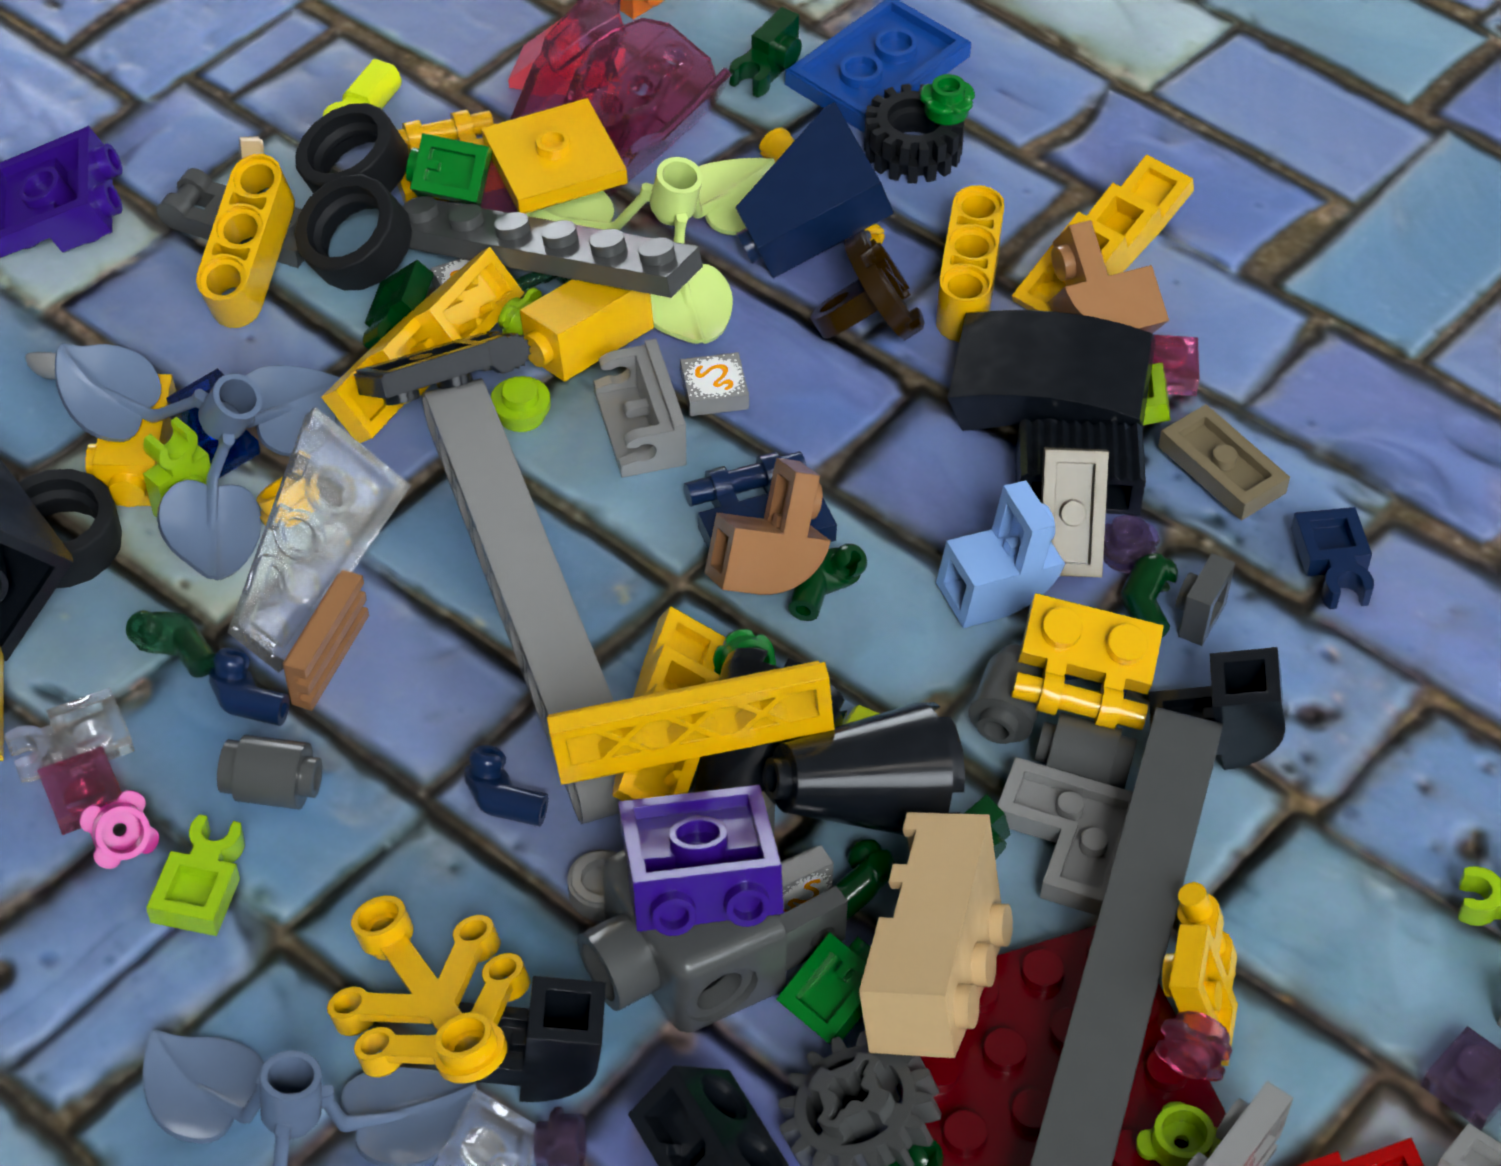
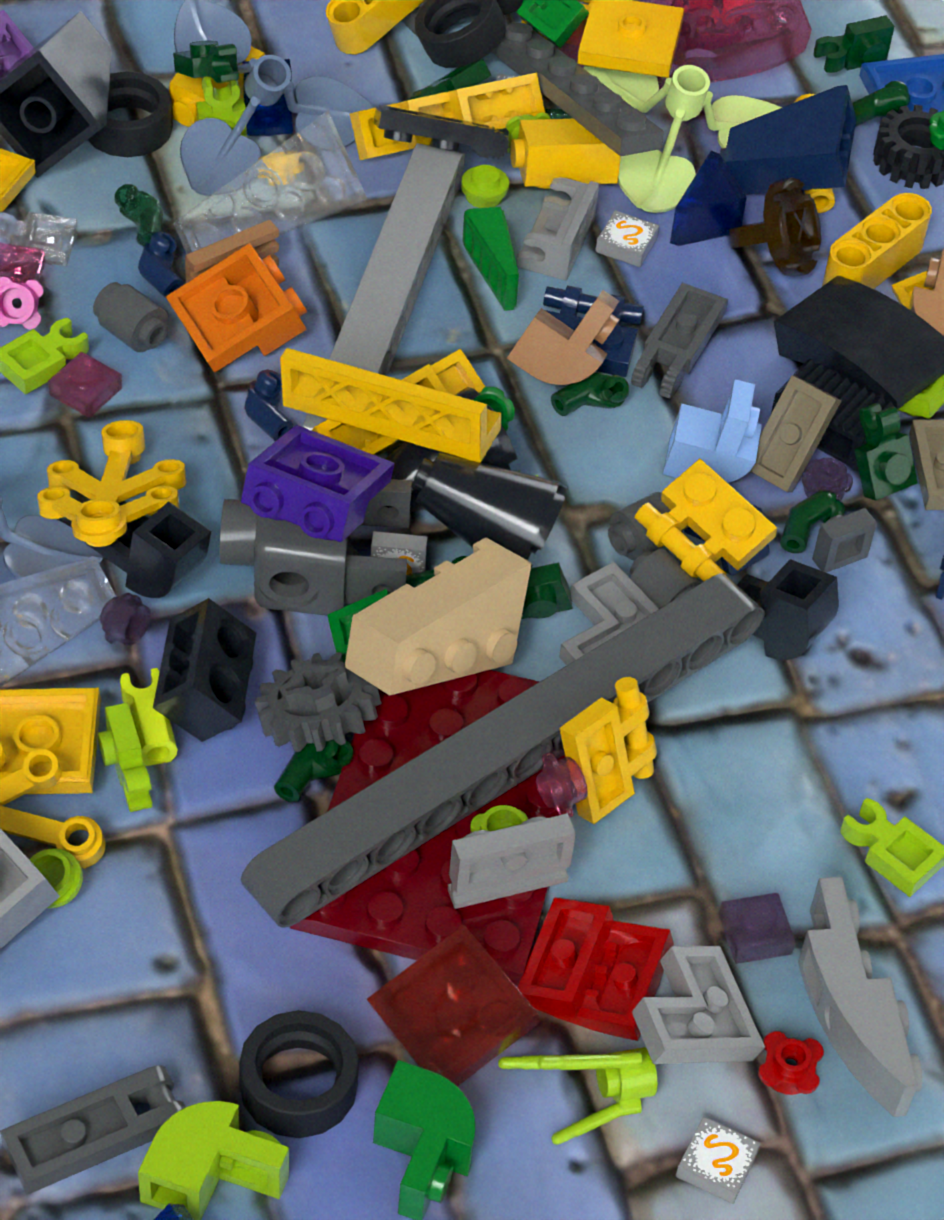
camera: 30 degrees right, 0 degrees up
(136, 418) = (209, 60): none -> dark green plate
(275, 883) = (85, 384): none -> clear pink plate
(382, 694) = (238, 308): none -> orange plate
(599, 475) = (491, 250): none -> green slope
(773, 299) = (709, 204): none -> clear blue slope
(854, 95) = (881, 101): none -> dark green arm
(862, 465) = (680, 337): none -> dark grey hinge
(1174, 486) = (887, 458): none -> dark green plate

